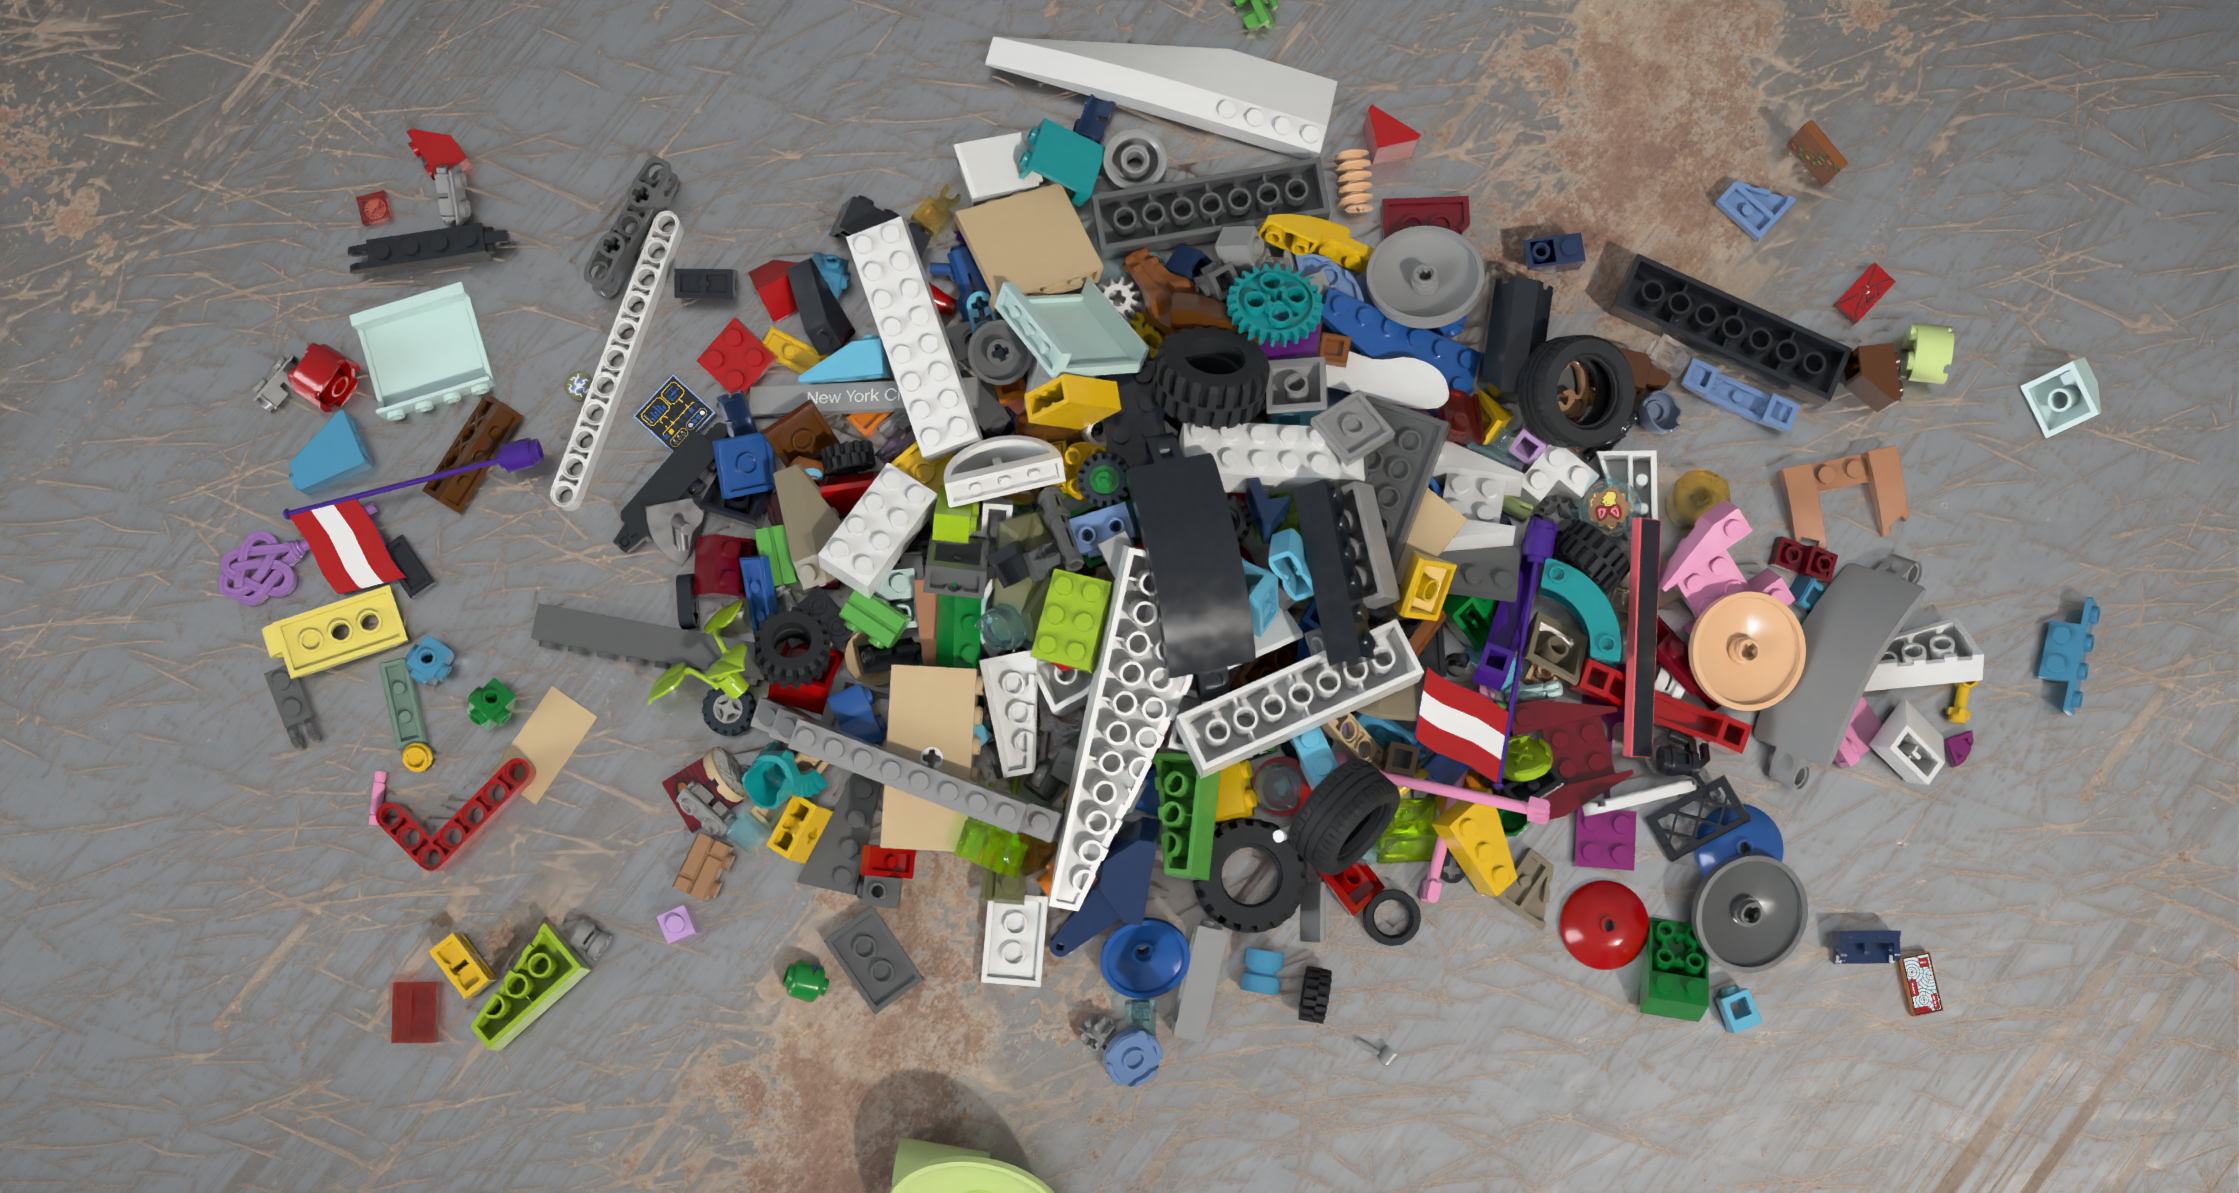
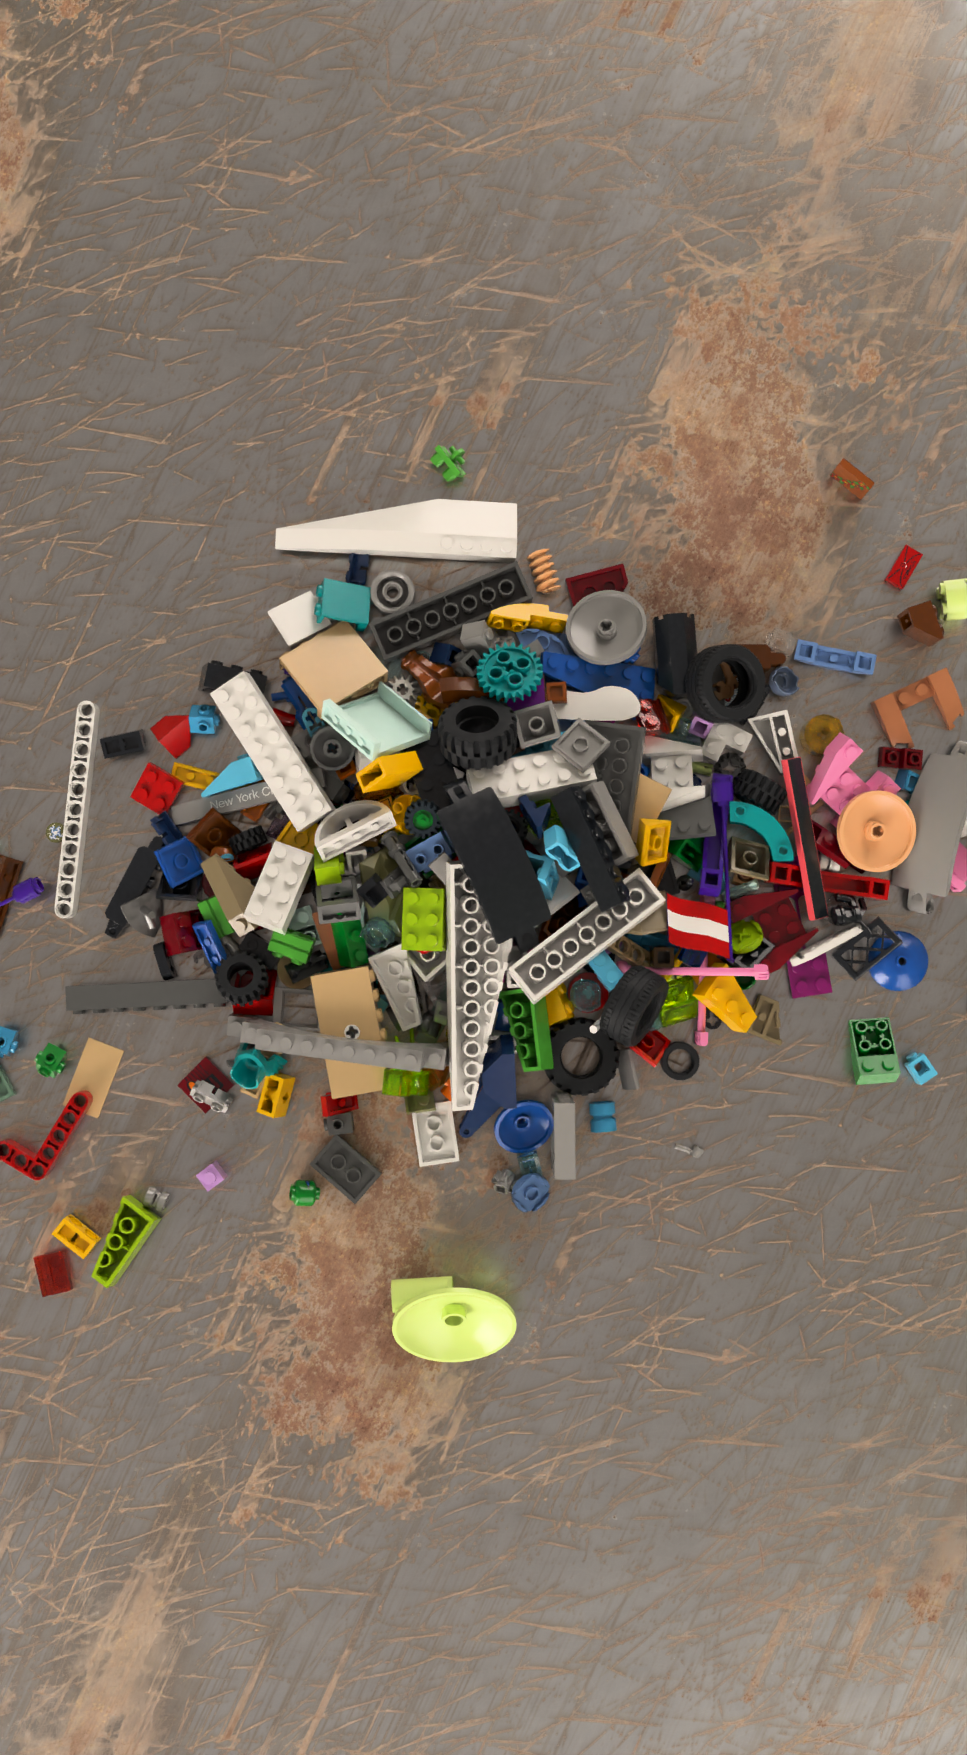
camera: 10 degrees left, 5 degrees up
(417, 757) = (11, 1106): yellow plate -> none
(618, 249) = (58, 736): dark grey piece -> none
(674, 413) = (124, 836): black tile -> none
(703, 867) = (218, 1134): medium nougat brick -> none
(719, 706) = (205, 1030): black wheel -> none
(724, 670) = (201, 1005): lime plant -> none
(726, 771) = (216, 1067): tile -> none
(748, 832) = (242, 1105): clear light blue brick -> none
(818, 308) = (203, 743): black slope -> none
(838, 852) = (305, 1101): dark grey wing -> none
(855, 714) = (295, 1012): blue brick -> none
(934, 213) = (265, 659): clear yellow plate -> none
(1315, 994) = (640, 1124): black tyre -> none
(1387, 137) = (559, 536): red slope -> none
(1555, 253) = (689, 589): dark blue slope -> none
(1584, 930) = (807, 1027): red dish -> none
(1611, 506) = (765, 754): tile -> none
(1730, 331) = (819, 615): black brick -> none
(1749, 913) = (914, 1003): dark grey dish -> none
(1753, 208) = (816, 526): medium blue wing -> none

